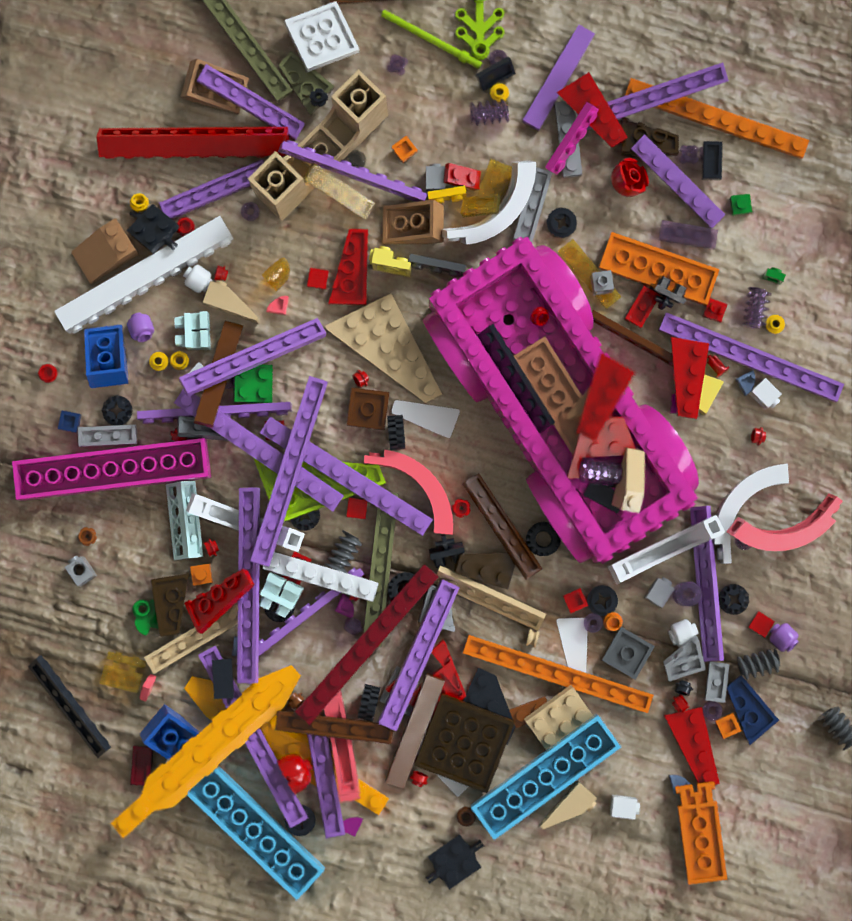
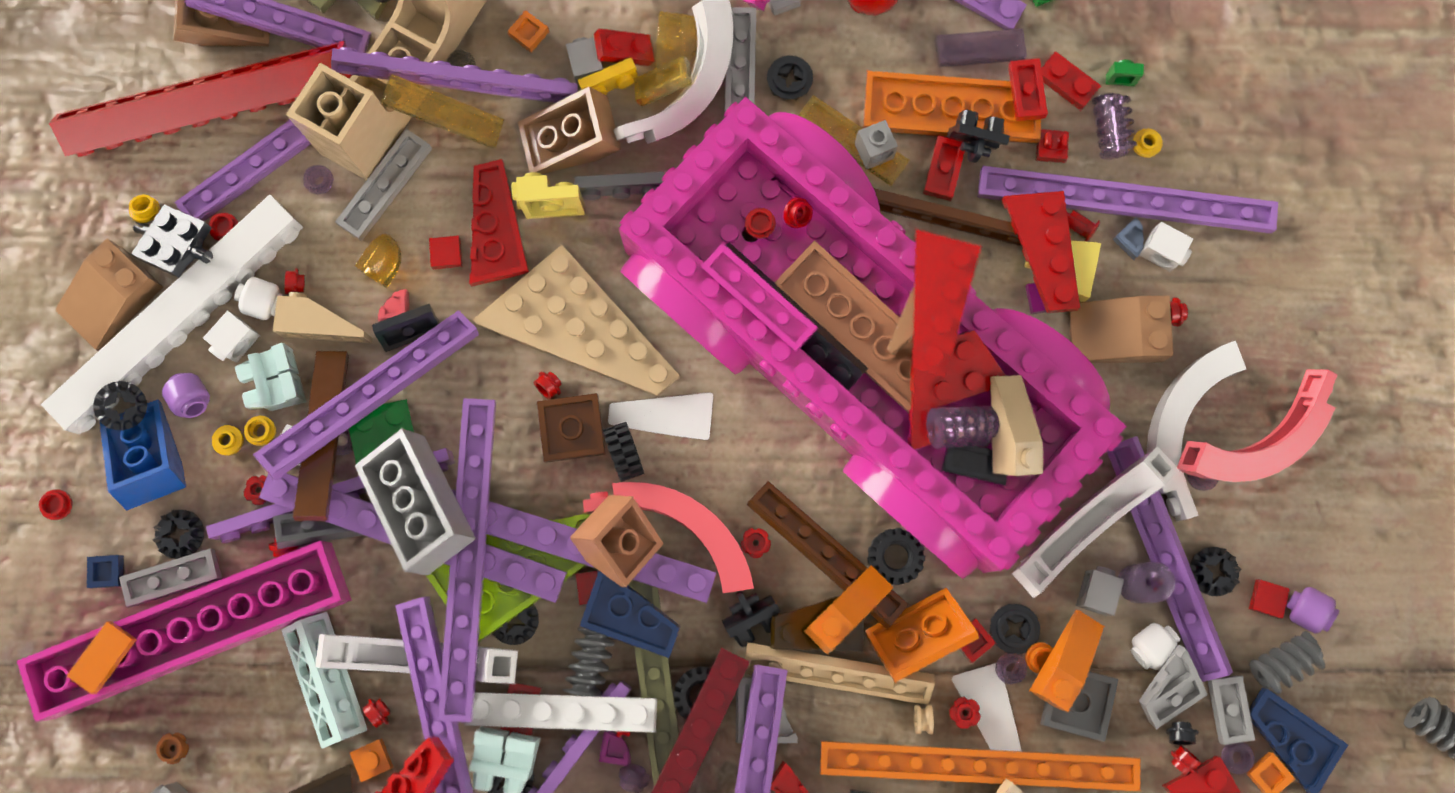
camera: 20 degrees left, 5 degrees down
(62, 472) = (101, 657): none -> orange tile
(95, 317) = (107, 396): none -> black gear
(167, 392) = (250, 490): none -> red plate
(175, 298) = (230, 337): none -> white brick
(267, 430) = (414, 502): none -> light grey brick
(283, 320) = (405, 327): none -> black plate
(290, 225) = (383, 185): none -> light grey plate
(374, 531) = (628, 617): none -> dark blue wing
(379, 484) = (617, 539): none -> nougat slope
(501, 363) = (759, 297): none -> dark pink plate
(505, 561) = (849, 609): none -> orange slope
(515, 316) = (760, 223): none -> red plate
(545, 588) = (922, 635): none -> orange plate
(558, 636) = (959, 706): none -> red plate
(627, 627) = (1069, 662): none -> orange slope
(707, 272) = (1027, 89): none -> red plate
(721, 438) = (1123, 330): none -> medium nougat slope
(737, 270) = (1069, 81): none -> red plate

